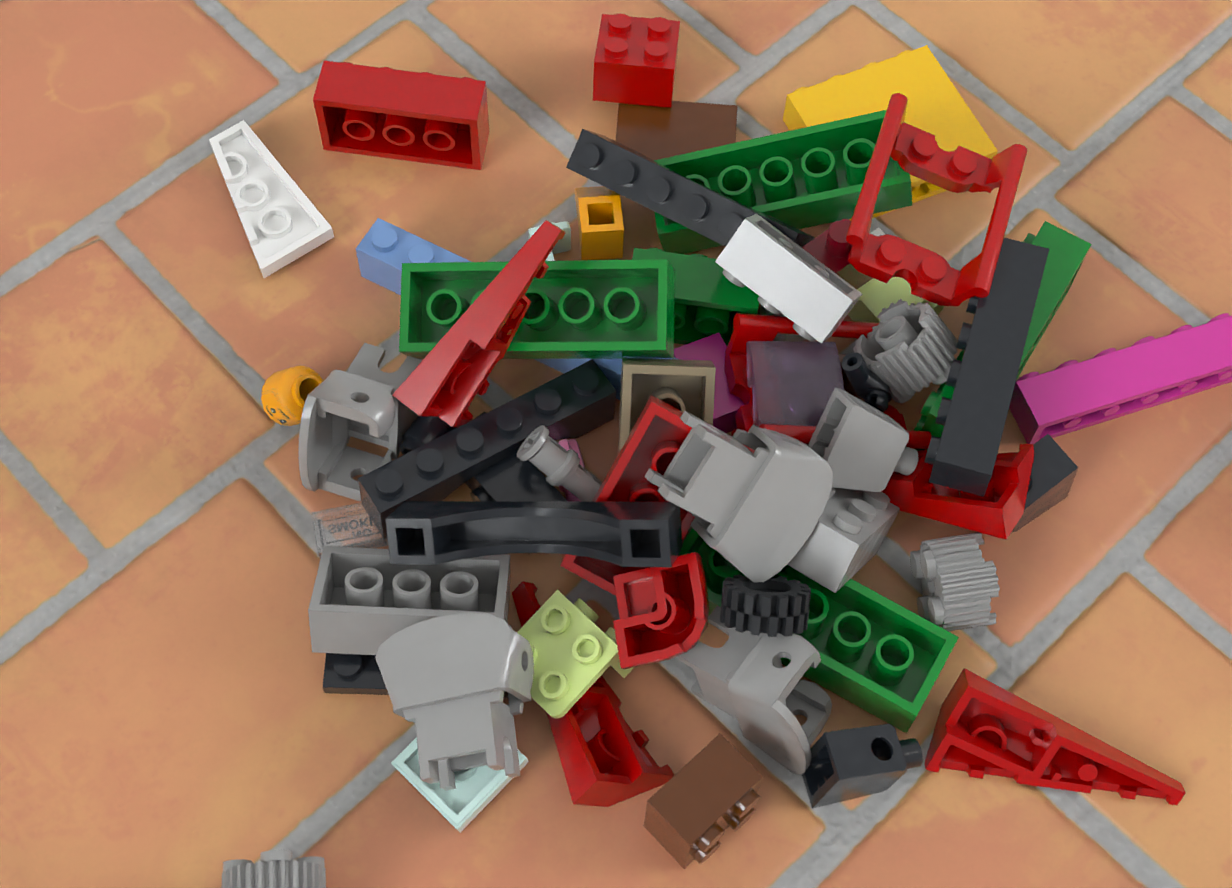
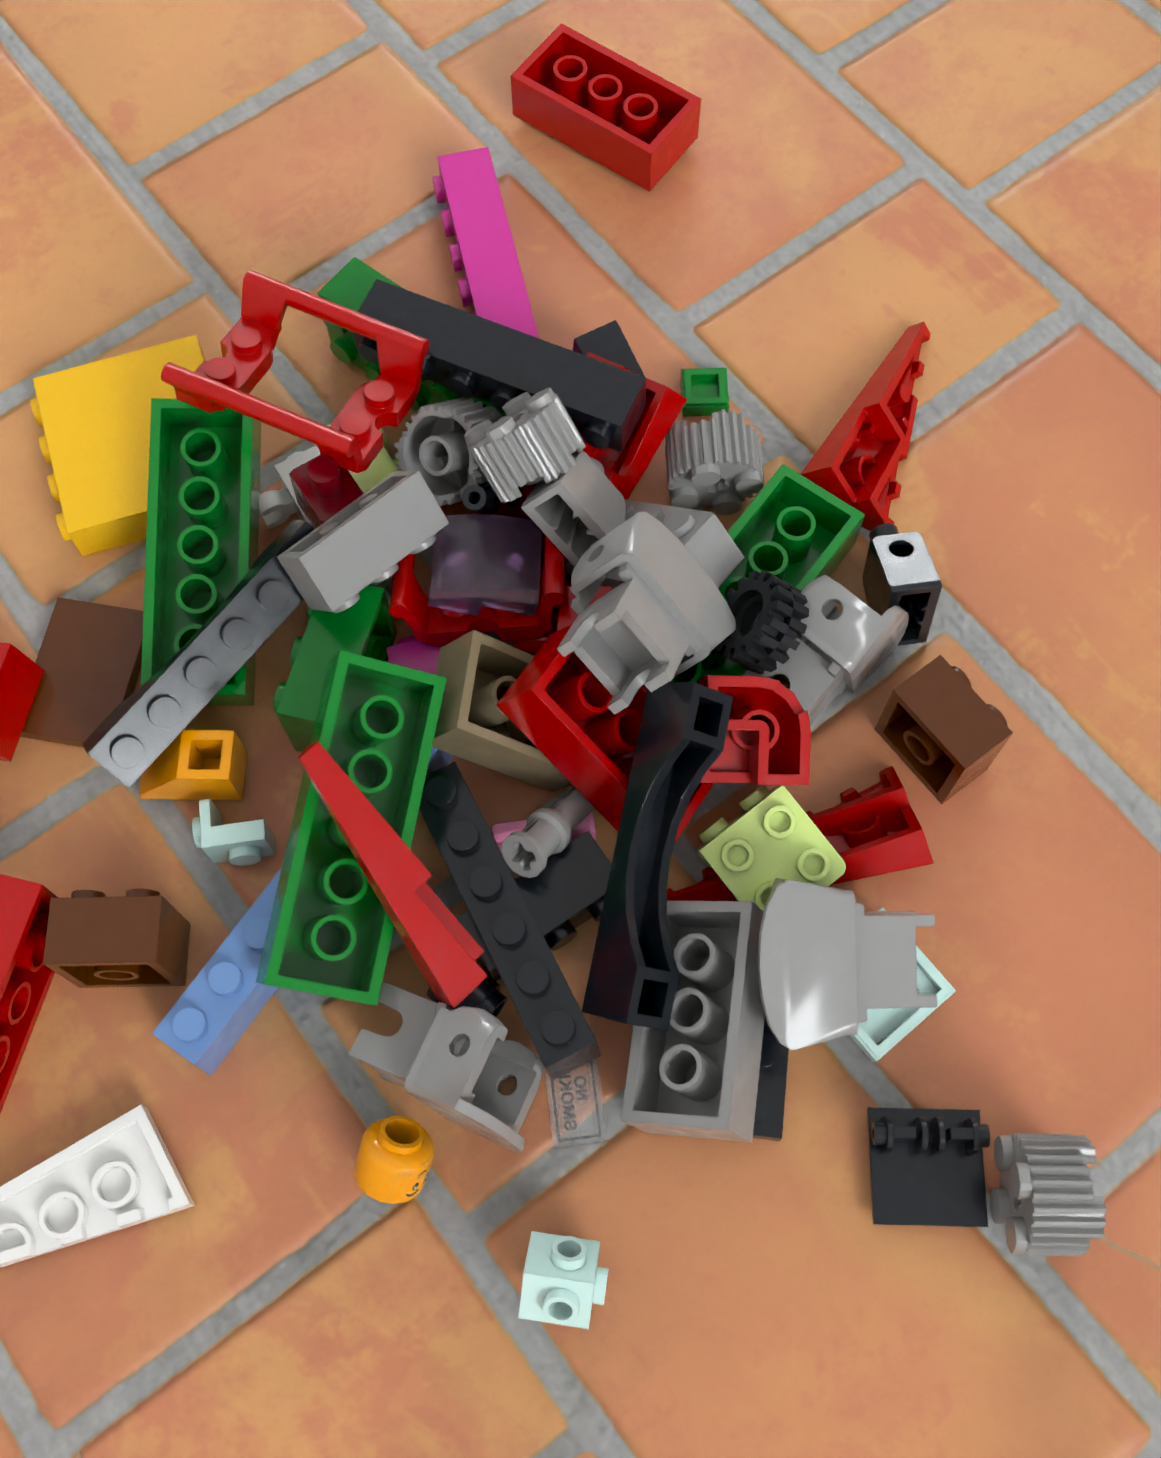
camera: 80 degrees left, 5 degrees up
(206, 521) = (561, 1280): none -> light aqua brick
(305, 808) = (927, 1167): none -> black hinge
(450, 187) = (117, 940): none -> reddish brown brick
(899, 383) = (526, 444): none -> light grey brick
(1050, 584) = (705, 391): none -> green tile

